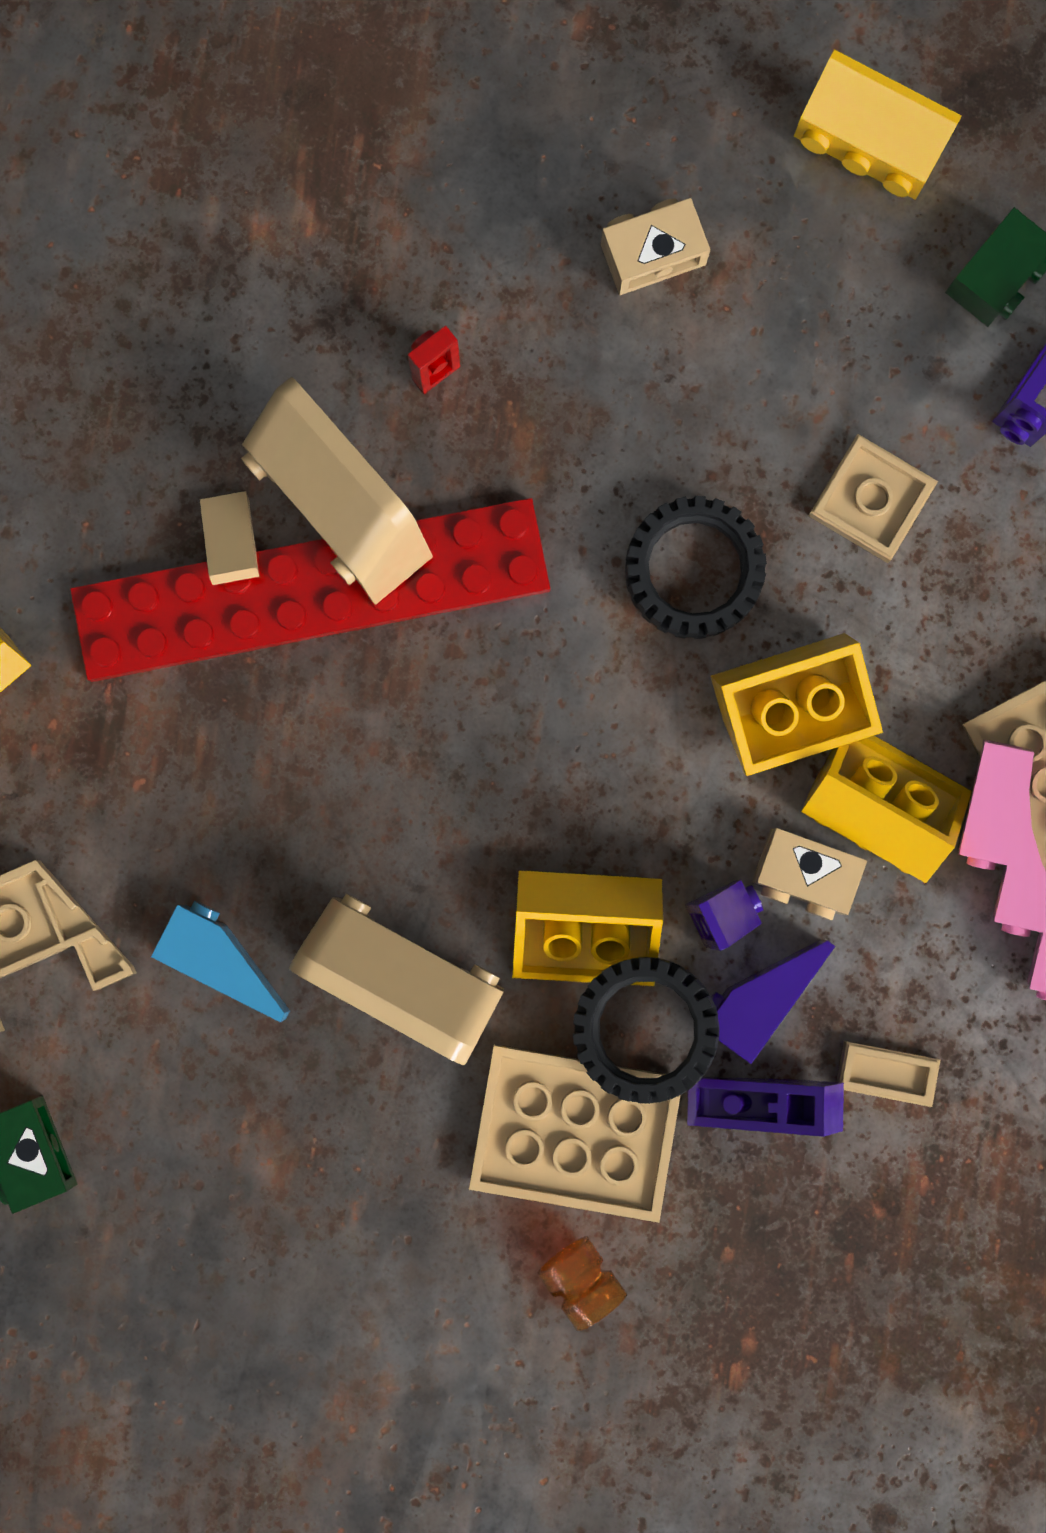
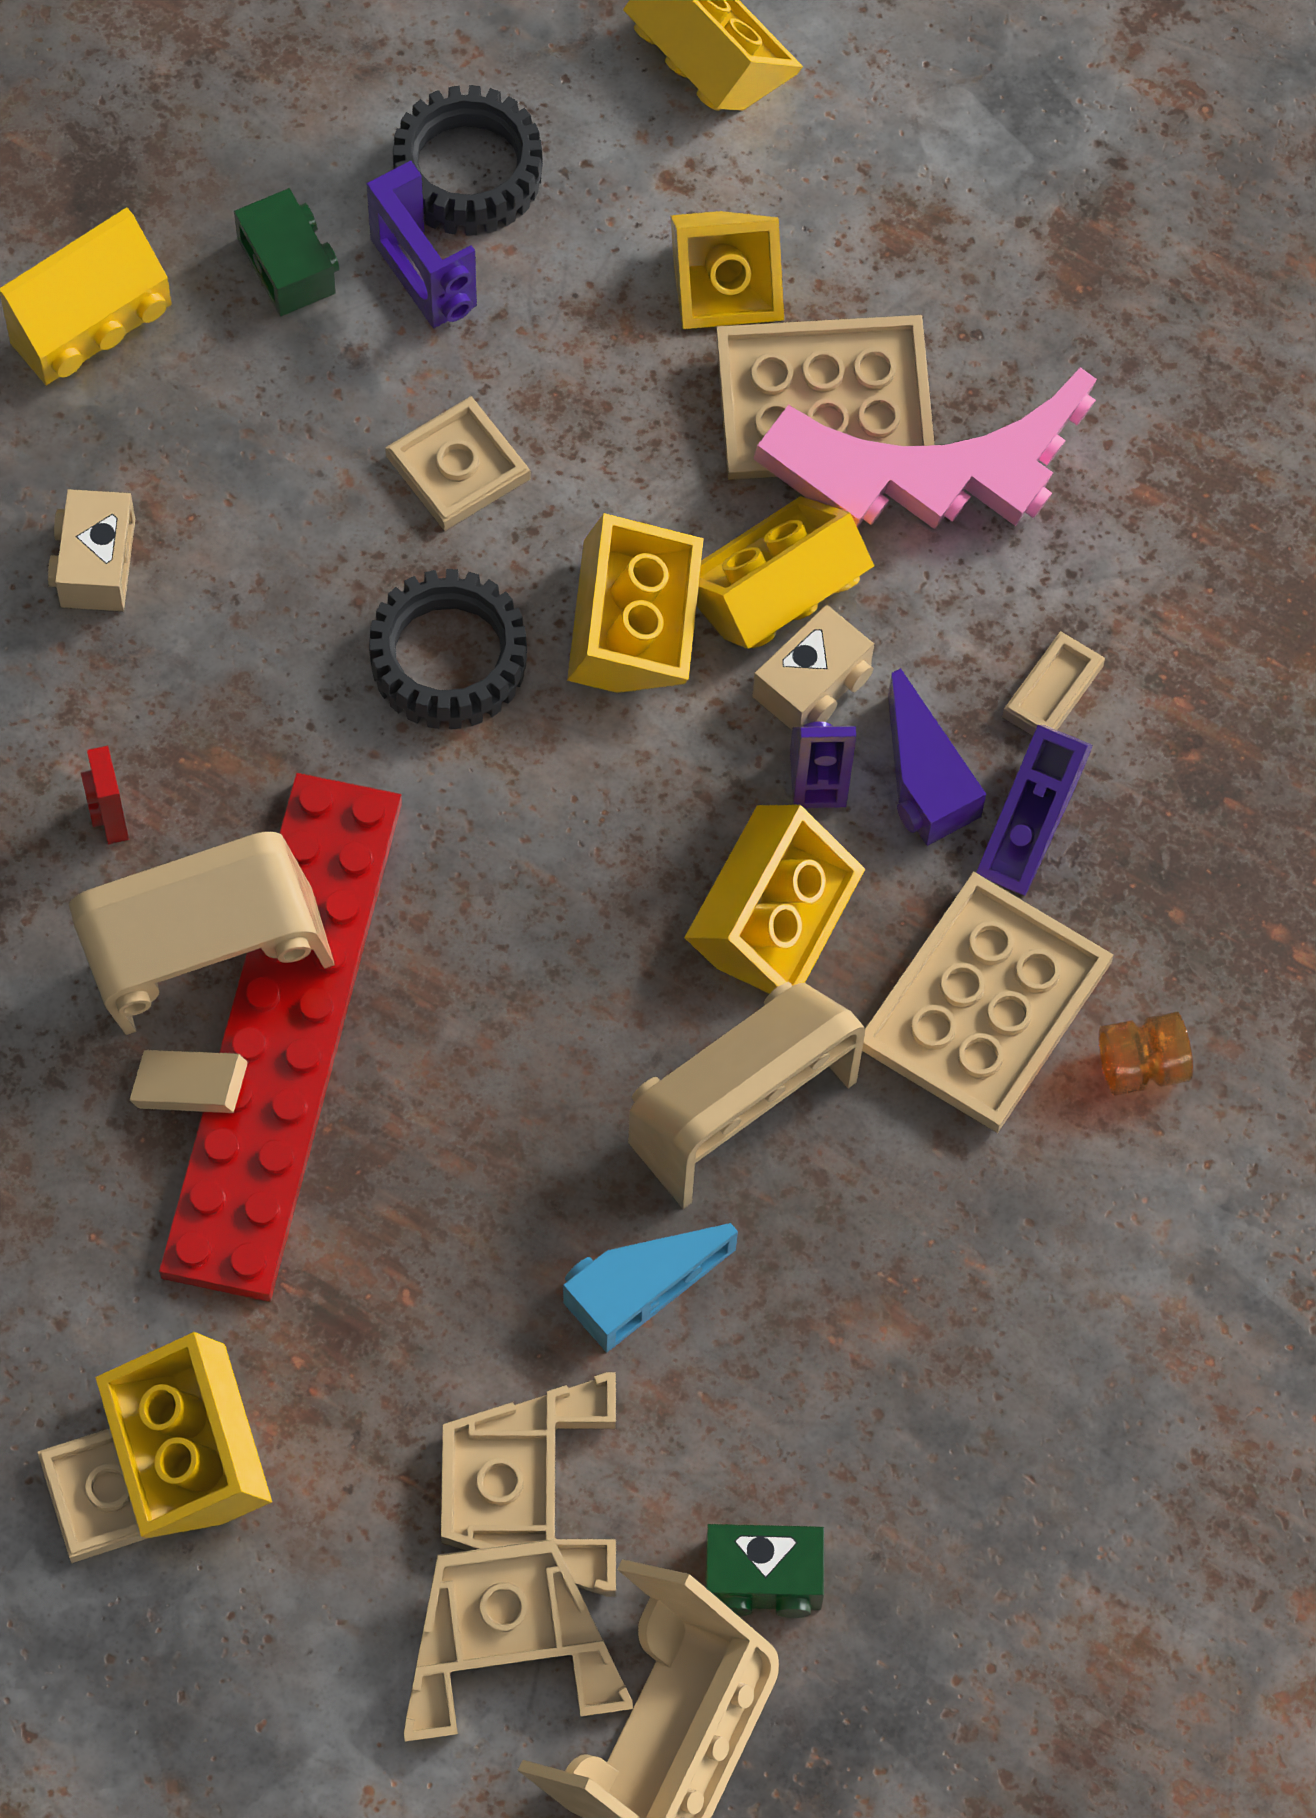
camera: 65 degrees left, 20 degrees down
(592, 1053) = (906, 808): black tyre -> none

